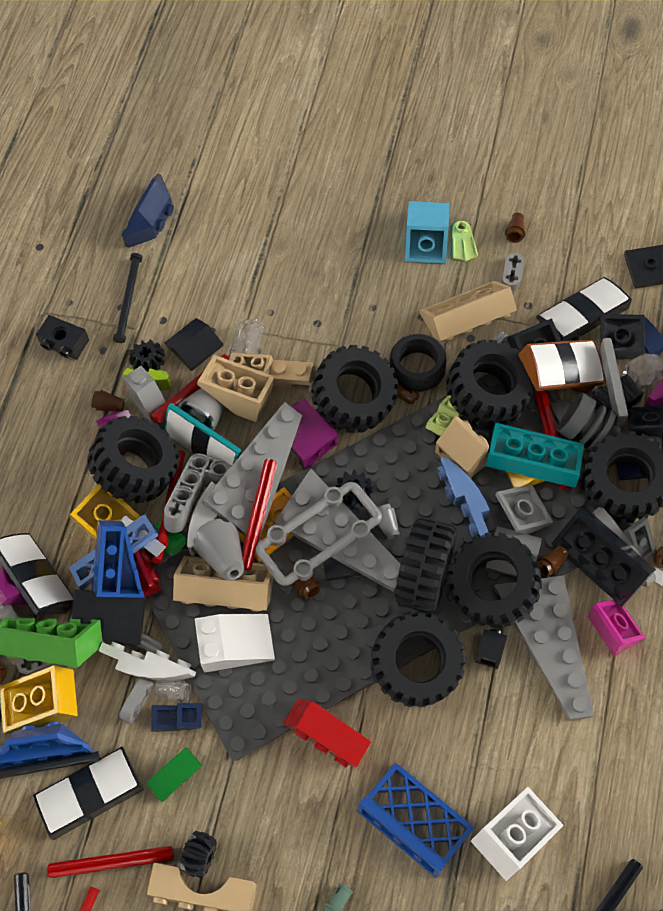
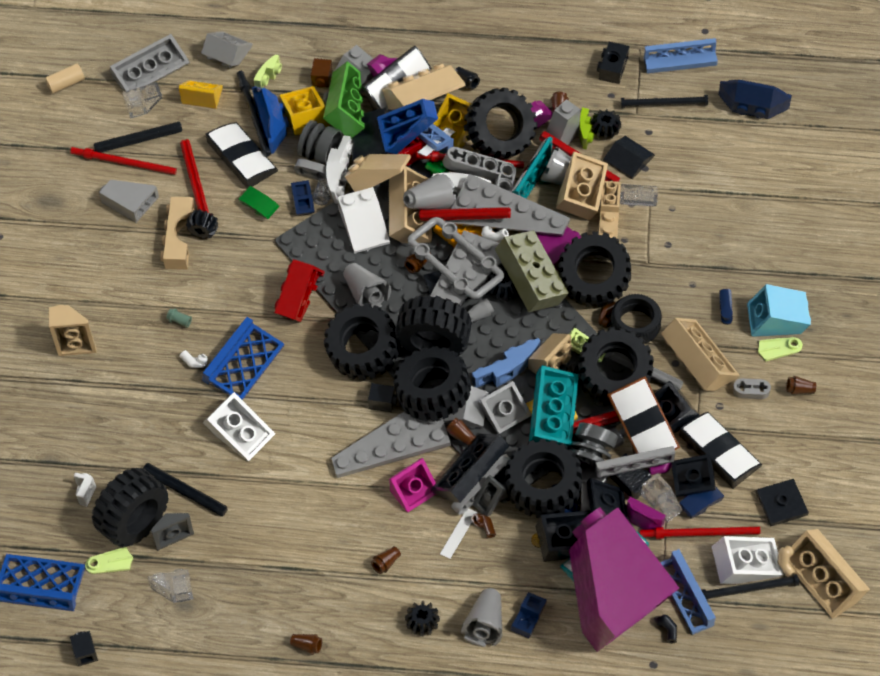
camera: 80 degrees right, 5 degrees down
(40, 497) = (470, 78): none -> black cone
(54, 544) = (425, 85): none -> tan slope
(72, 272) = (680, 58): none -> medium blue fence
(103, 682) = (317, 141): none -> dark grey wheel
(169, 610) = (375, 169): none -> tan slope
(289, 489) = (487, 233): none -> white arm
(335, 647) = (366, 286): none -> light grey cone
(351, 452) = (531, 271): none -> olive brick
(408, 885) = (194, 362): none -> white arm
(409, 278) = (726, 306): none -> dark blue bar

